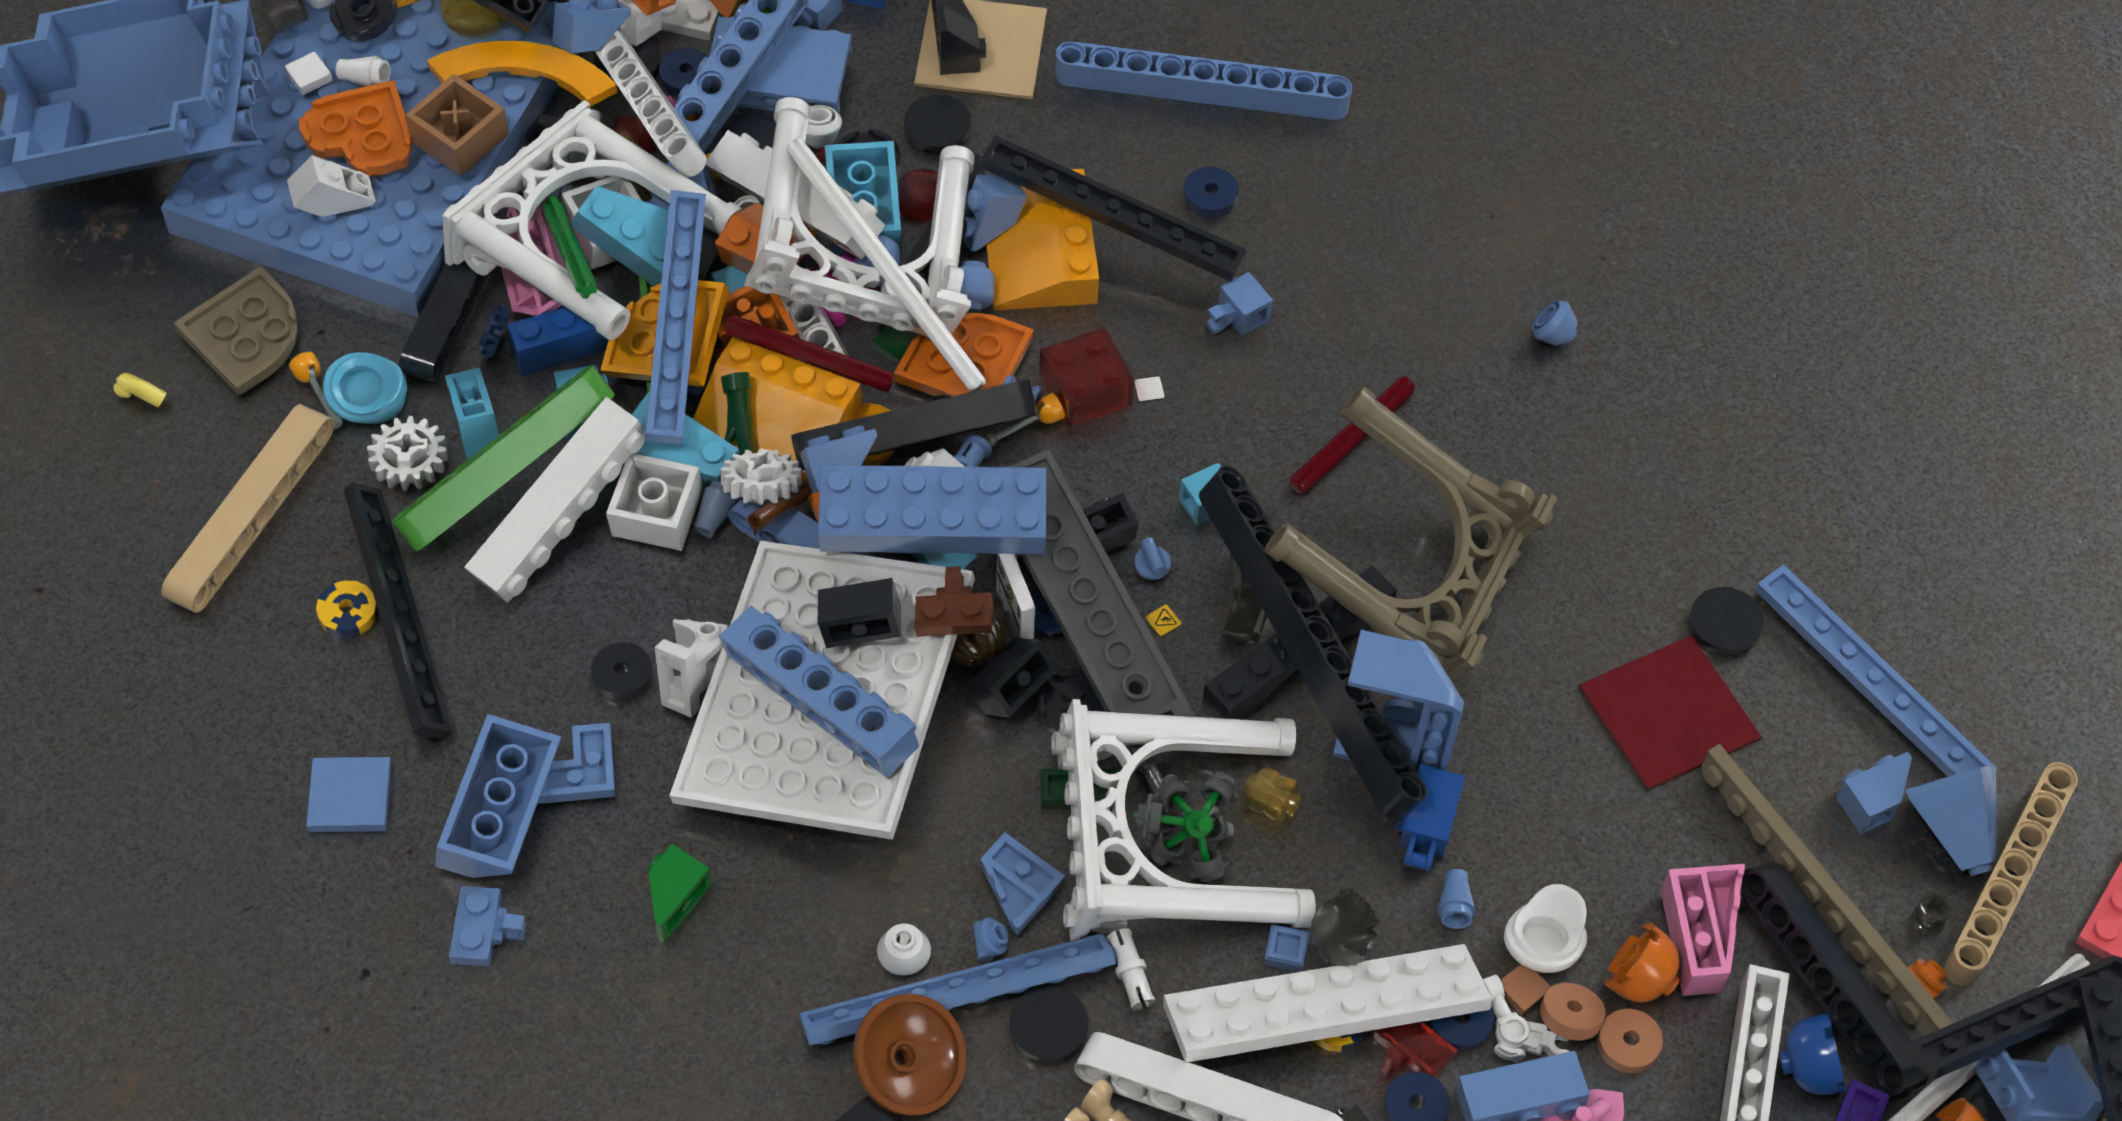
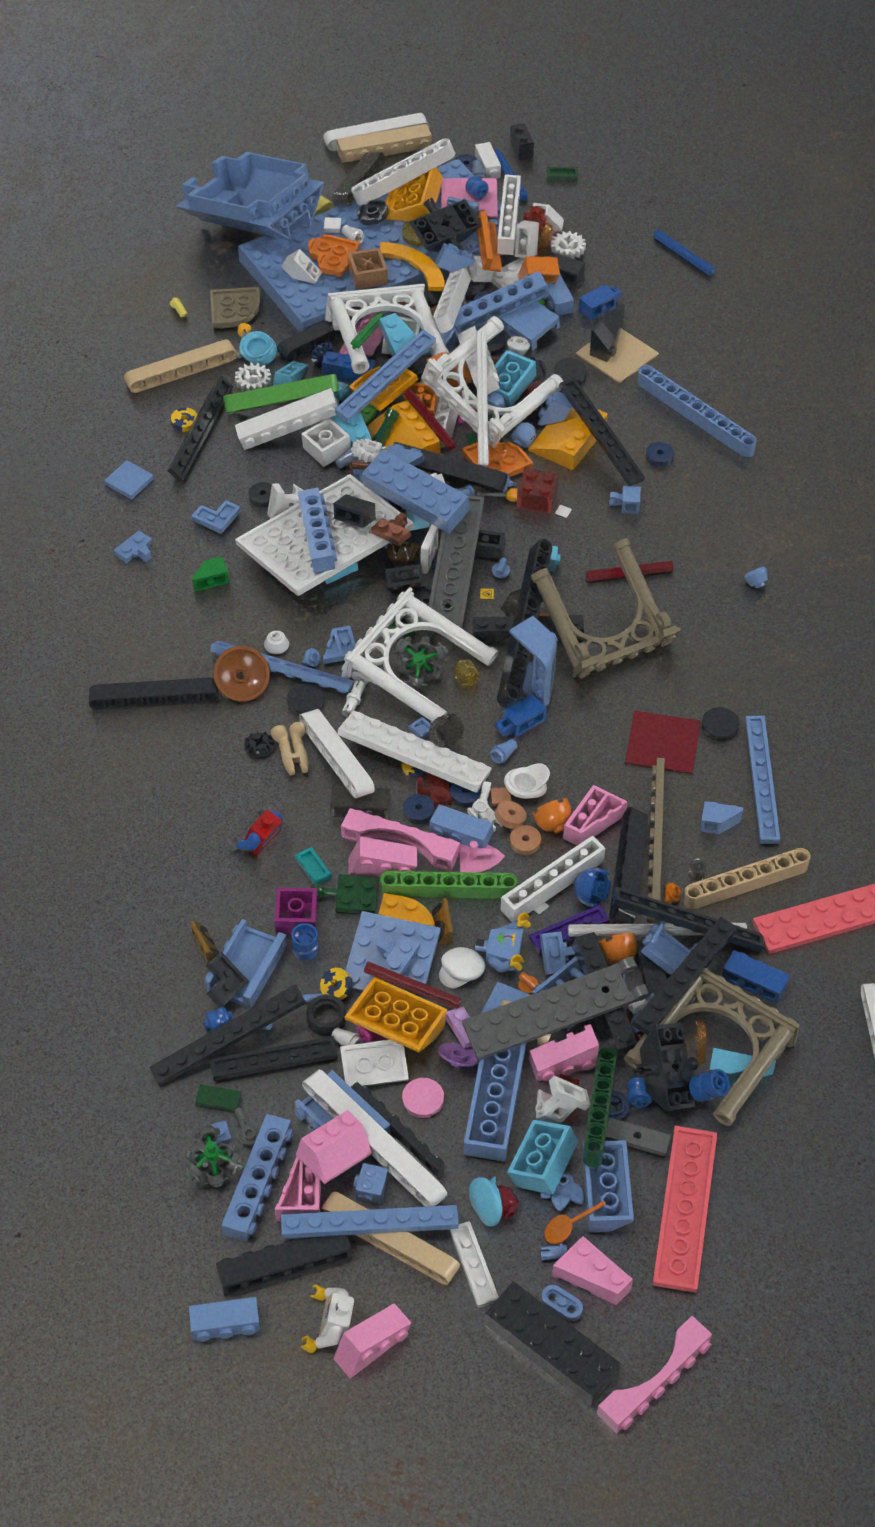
camera: 40 degrees right, 5 degrees down
(496, 799) = (173, 504): medium blue slope -> none
(1962, 816) = (743, 840): medium blue slope -> none

